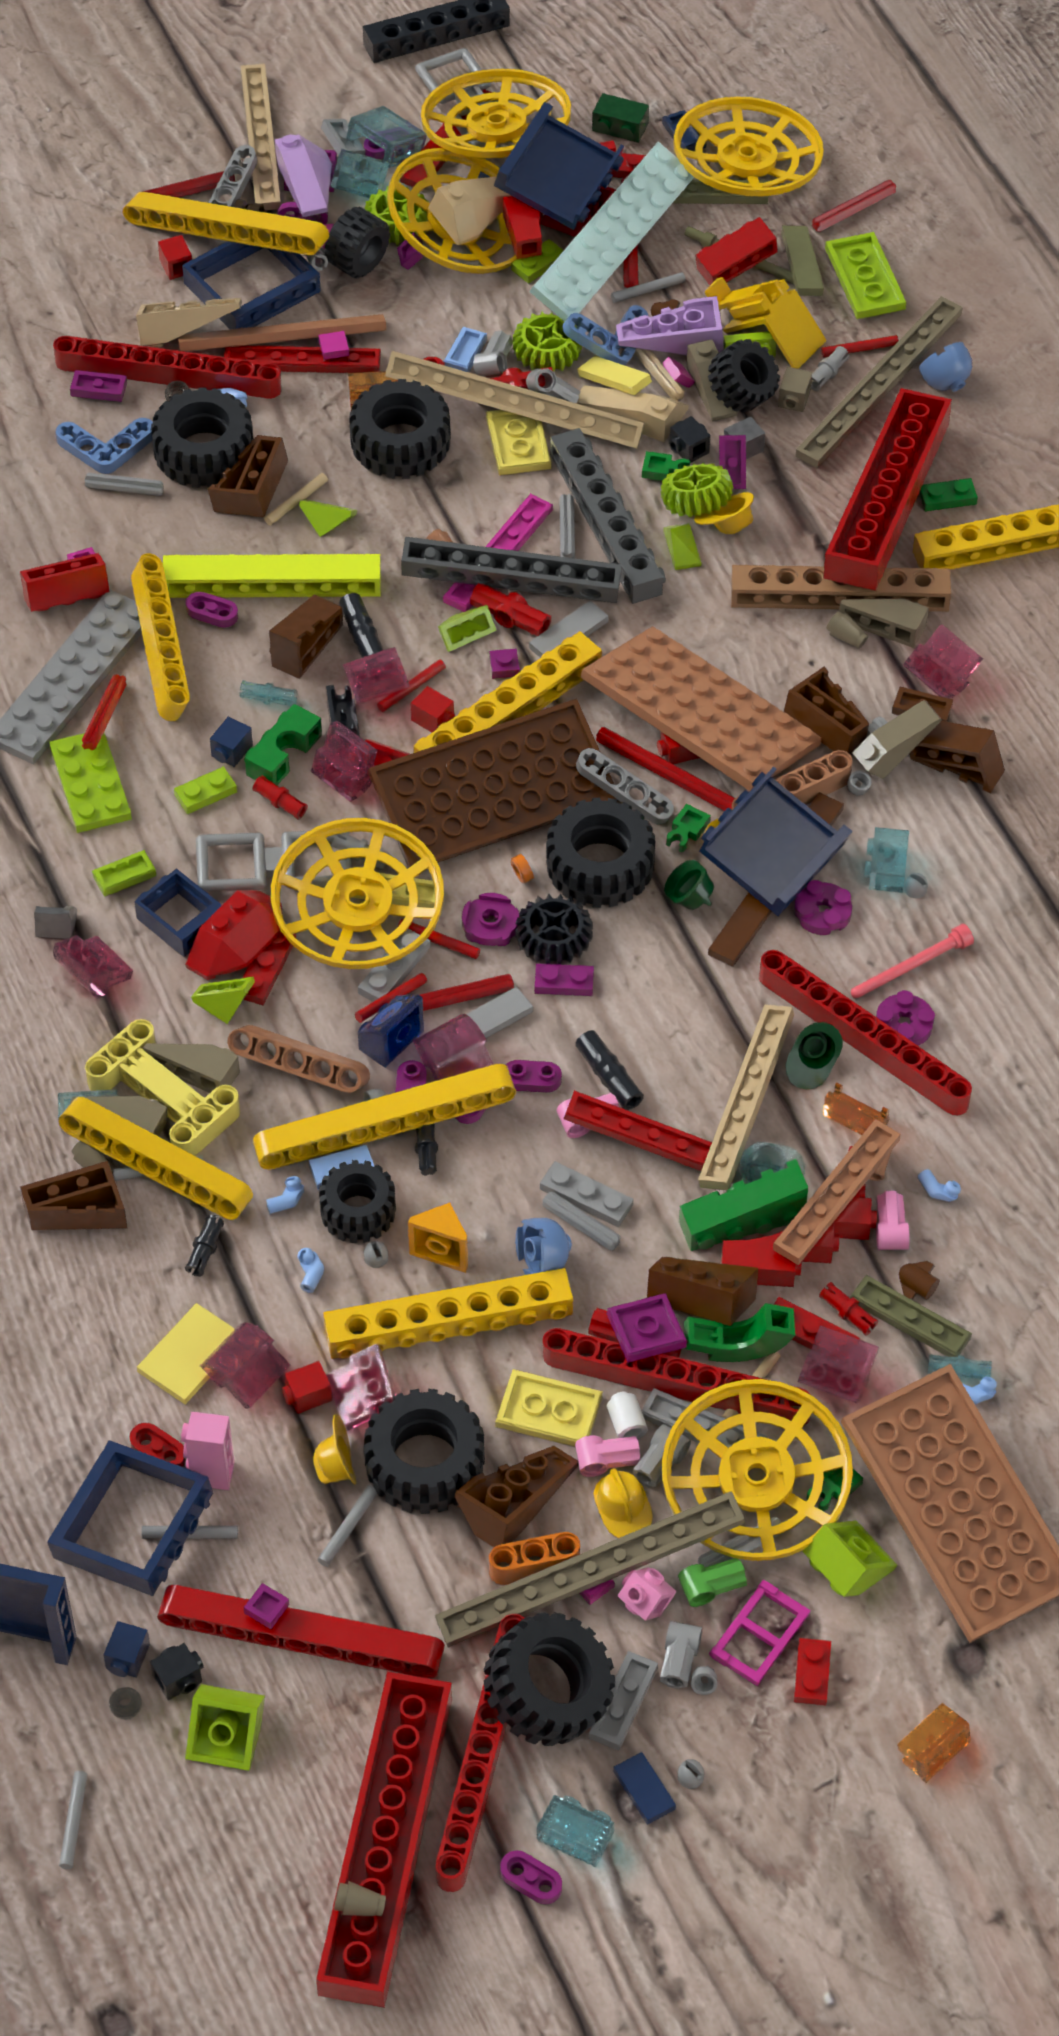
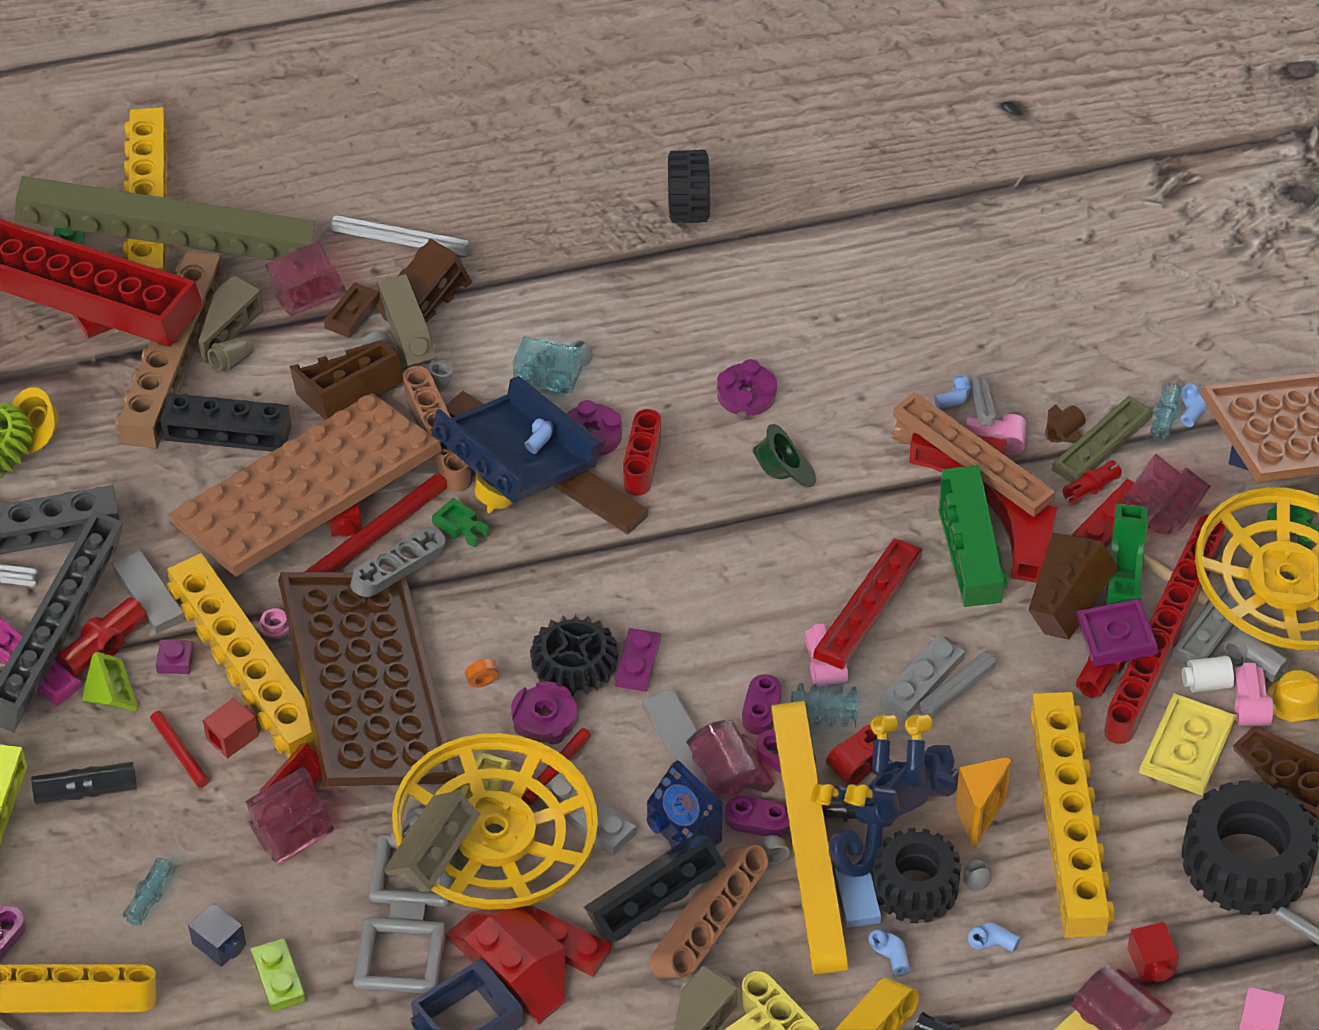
camera: 80 degrees left, 5 degrees down
(222, 997) = (601, 979): lime slope -> none
(280, 797) = (314, 895): red pin -> none
(293, 729) = (255, 900): green arch -> none
(304, 635) = (77, 838): reddish brown wedge -> none
(308, 1011) = (654, 887): none -> black brick
(316, 847) = (433, 839): none -> dark tan panel
(333, 1455) = (1246, 934): yellow piece -> none
(342, 708) = (211, 822): black hinge -> none
(361, 1386) = (1162, 893): clear pink brick -> none
(376, 675) = (167, 771): clear pink brick -> none
(404, 989) = (635, 817): red bar -> none
(428, 1167) = (892, 793): none -> dark blue animal
(467, 992) = (638, 754): red axle -> none
(483, 1151) = (853, 757): none -> red piece
(530, 1116) = (828, 704): none -> clear light blue piece
(542, 1245) = (1000, 715): medium blue cylinder -> none
(600, 824) = (491, 625): black tyre -> none
(609, 1070) = (769, 632): black axle -> none
(682, 546) = (55, 476): lime slope -> none
(689, 885) = (542, 528): dark green piece -> none
(746, 1097) = (833, 517): tan plate -> none
(762, 642) = (225, 422): none -> black brick
(765, 1156) = (917, 516): clear light blue piece -> none
(791, 862) = (541, 434): none -> light blue arm
(802, 944) = (642, 452): none -> red beam
(851, 1112) = (859, 441): clear orange hinge -> none
(866, 1032) = (749, 423): red beam -> none
(922, 1203) = (983, 401): none -> light grey axle
(958, 938) = (656, 329): coral piece -> none
(971, 542) = (160, 219): none -> olive brick
(1030, 727) = (396, 234): none -> light grey axle

